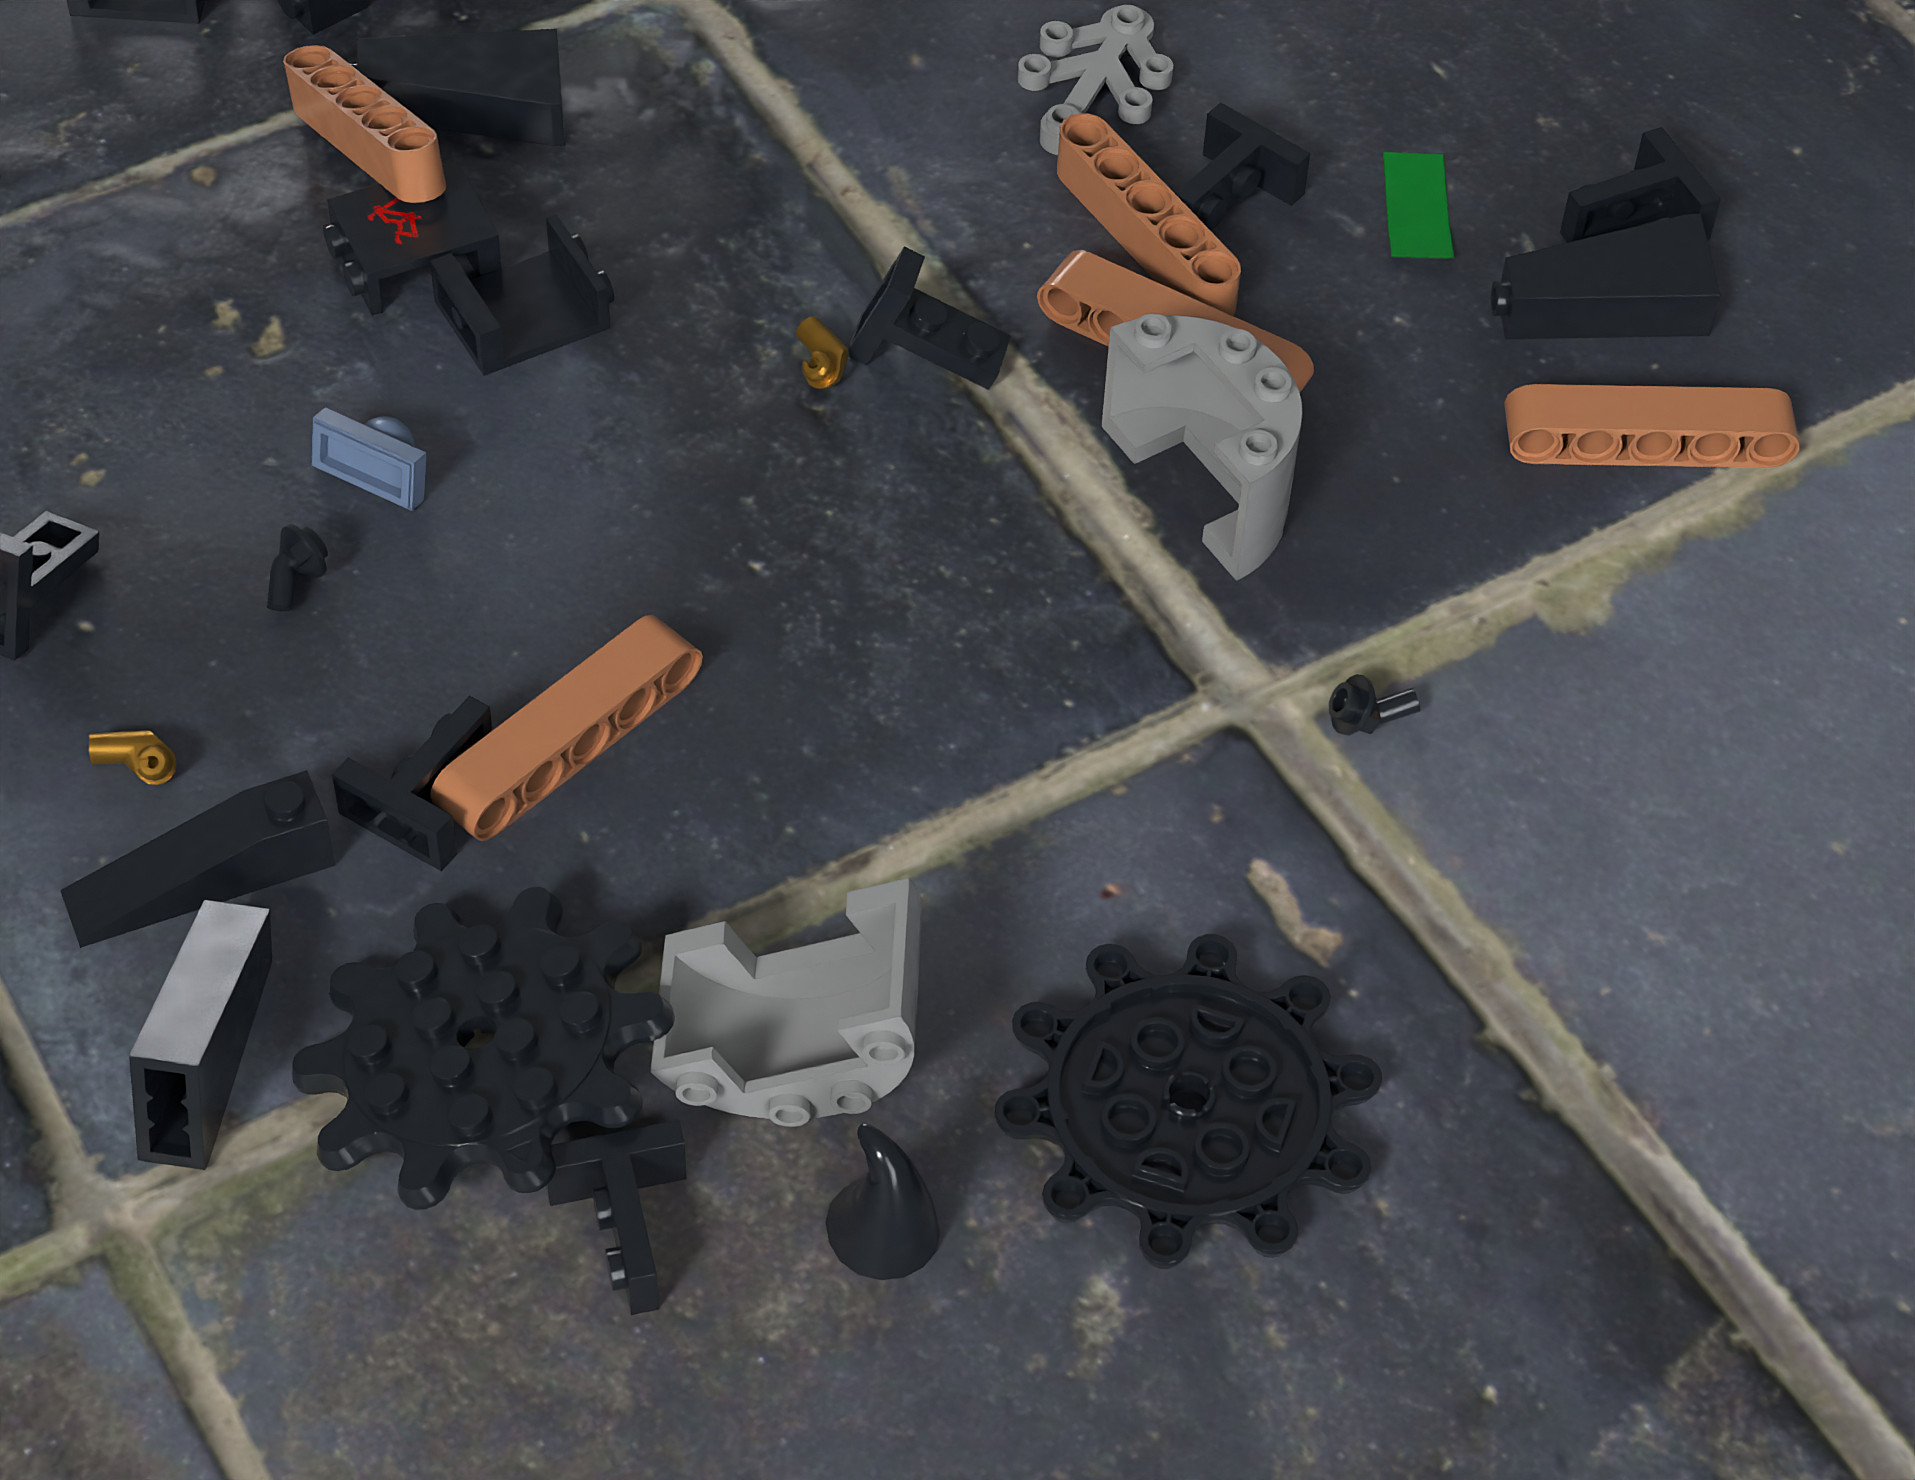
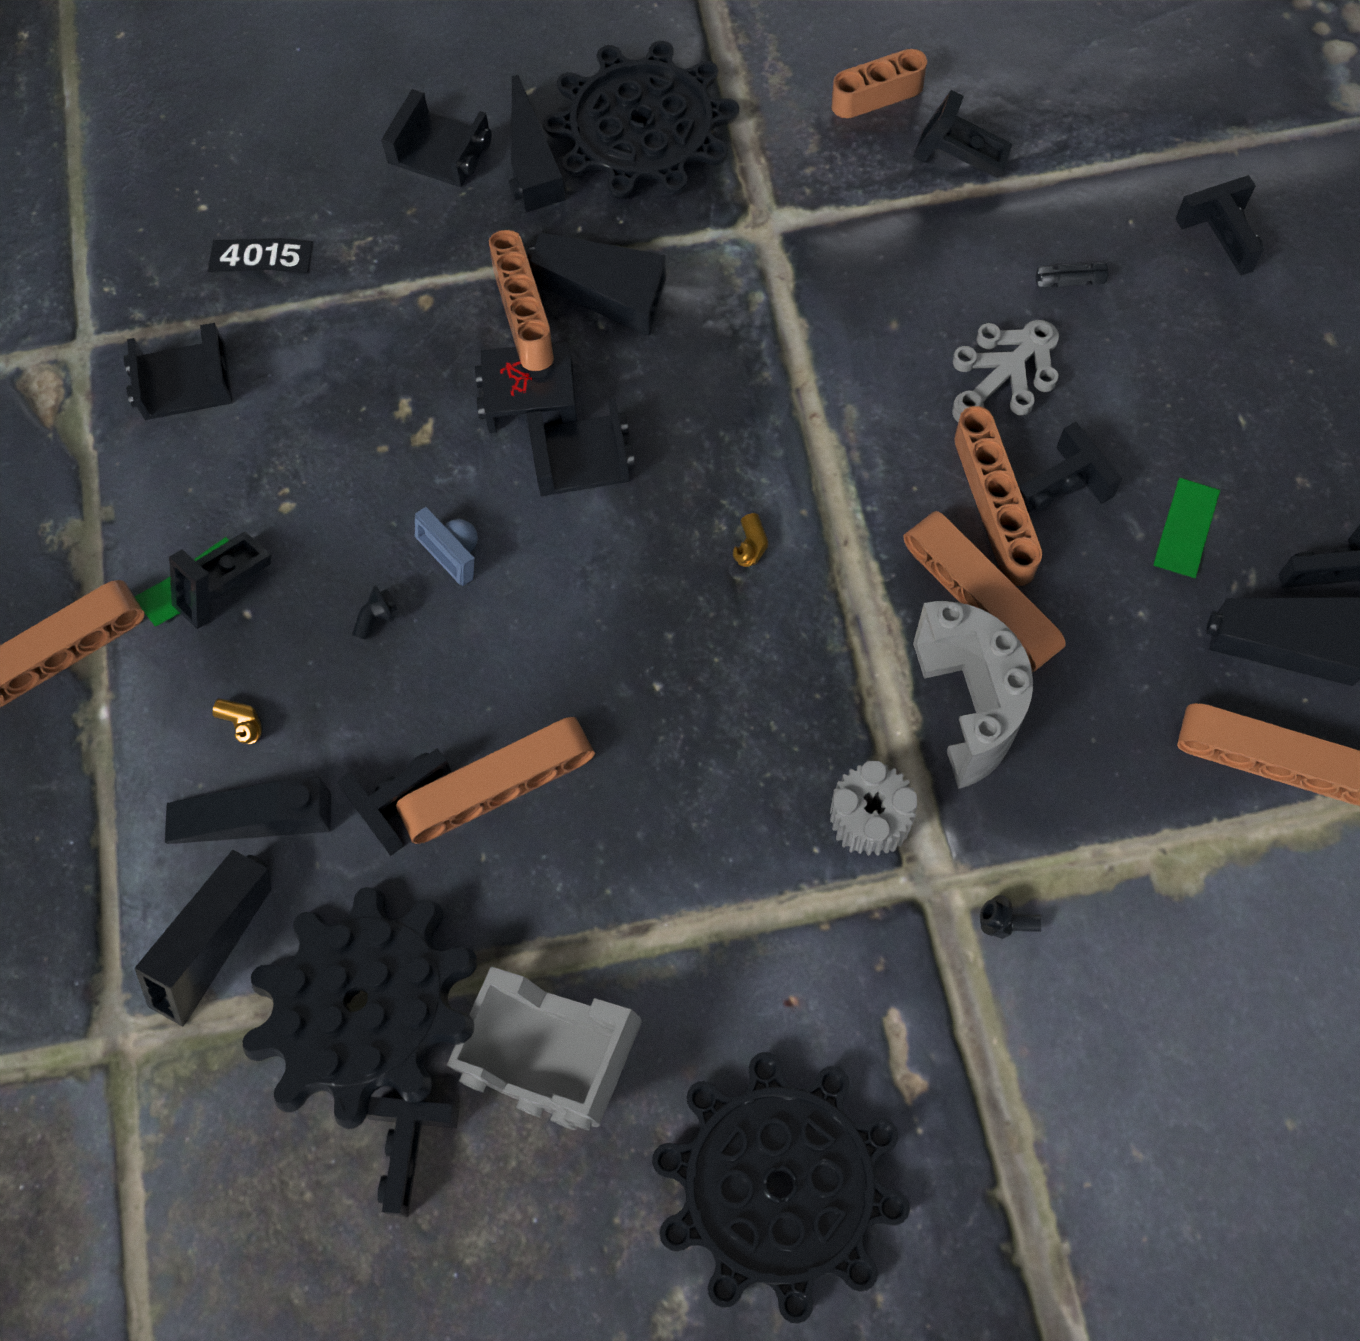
camera: 25 degrees right, 15 degrees up
(887, 1219) = (560, 1207): black hat -> none
(927, 327) = (823, 545): black bracket -> none
(1132, 618) = (878, 788): none -> light grey brick

